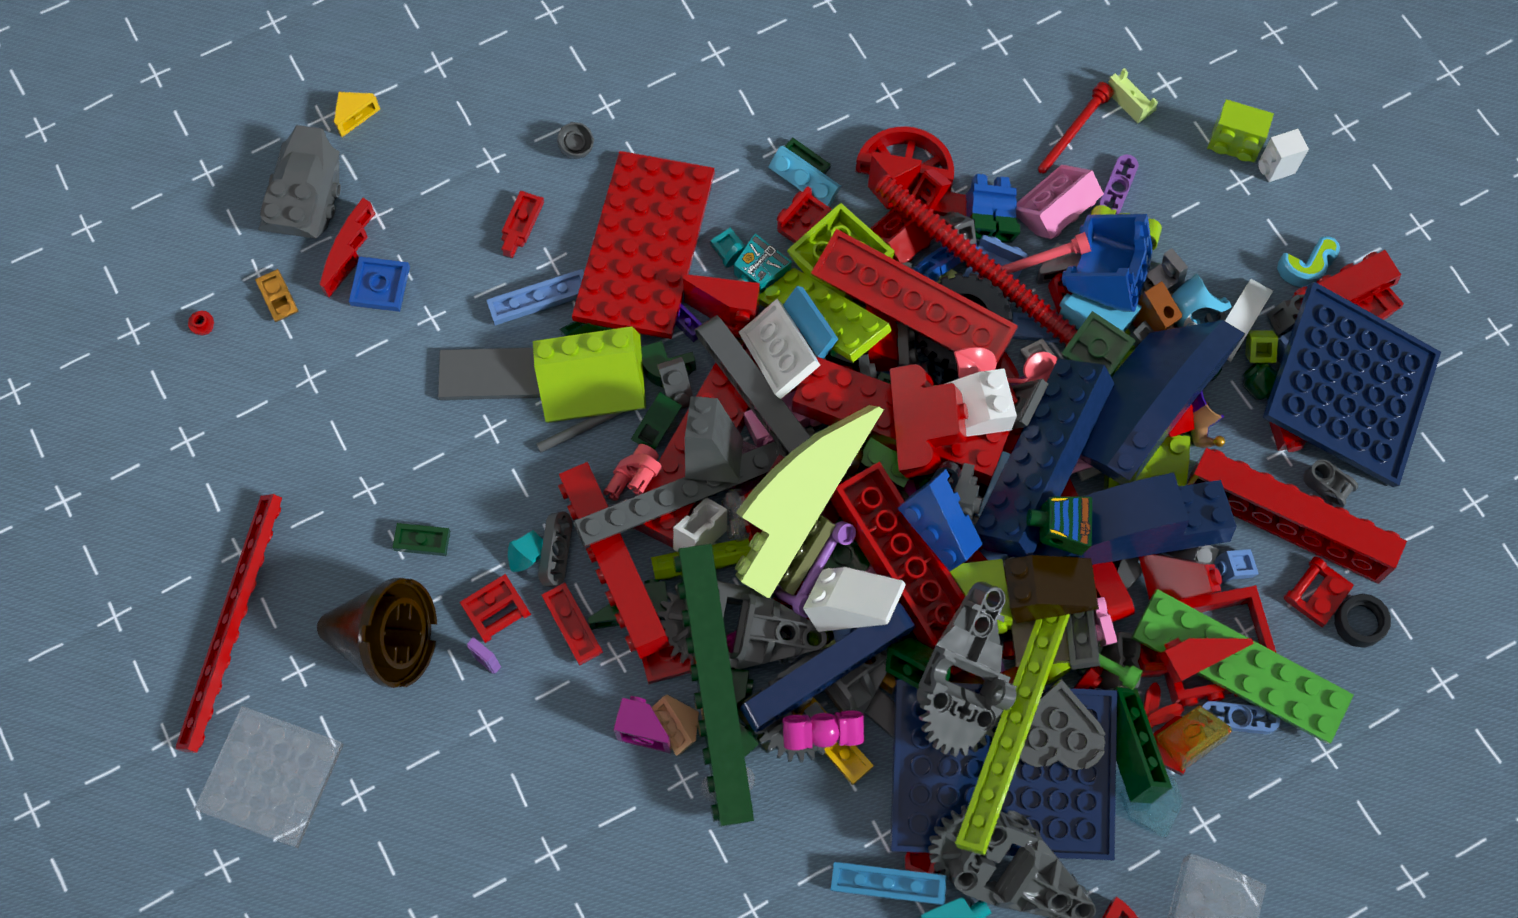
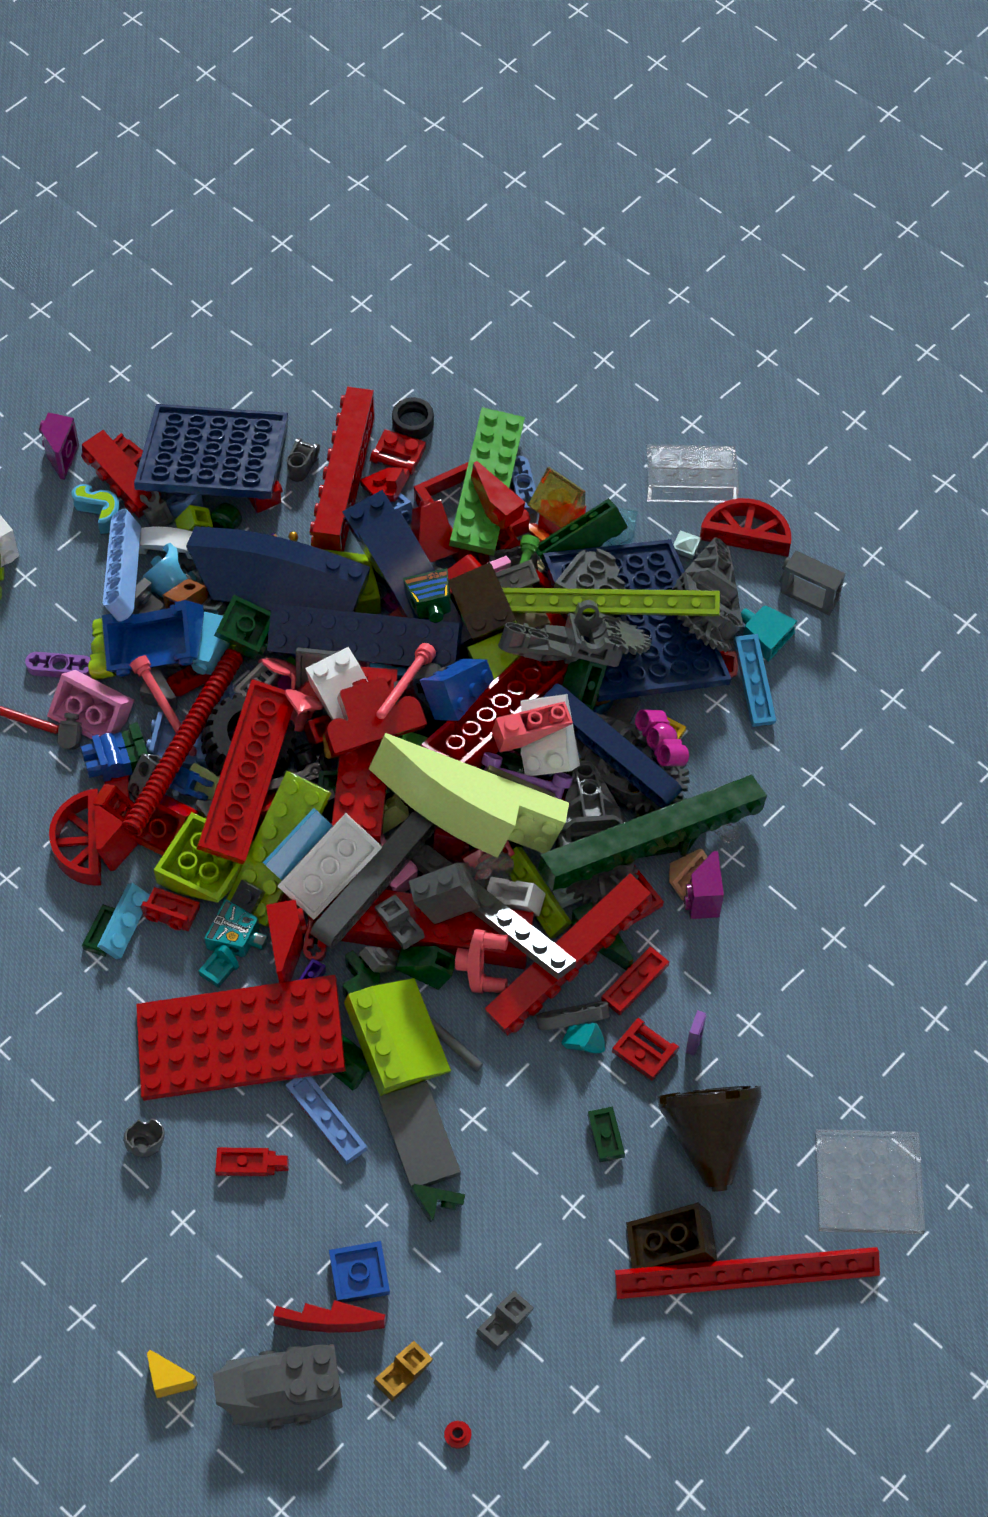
camera: 110 degrees left, 10 degrees down
(284, 392) = (504, 1320): none -> dark grey slope
(289, 563) = (672, 1238): none -> dark brown slope
(420, 362) = (428, 1197): none -> dark green slope
(682, 401) = (399, 922): none -> dark grey slope
(785, 280) = (247, 896): none -> black plate
(860, 574) = (529, 726): none -> coral slope
(990, 496) = (423, 655): none -> coral piece
(1031, 175) = (69, 732): none -> dark grey arm
(1105, 879) = (687, 544): none -> light aqua tile
(1211, 251) = (122, 565): none -> light blue beam
(1272, 562) = (389, 480): none -> red plate
(1398, 235) = (59, 441): none -> magenta slope

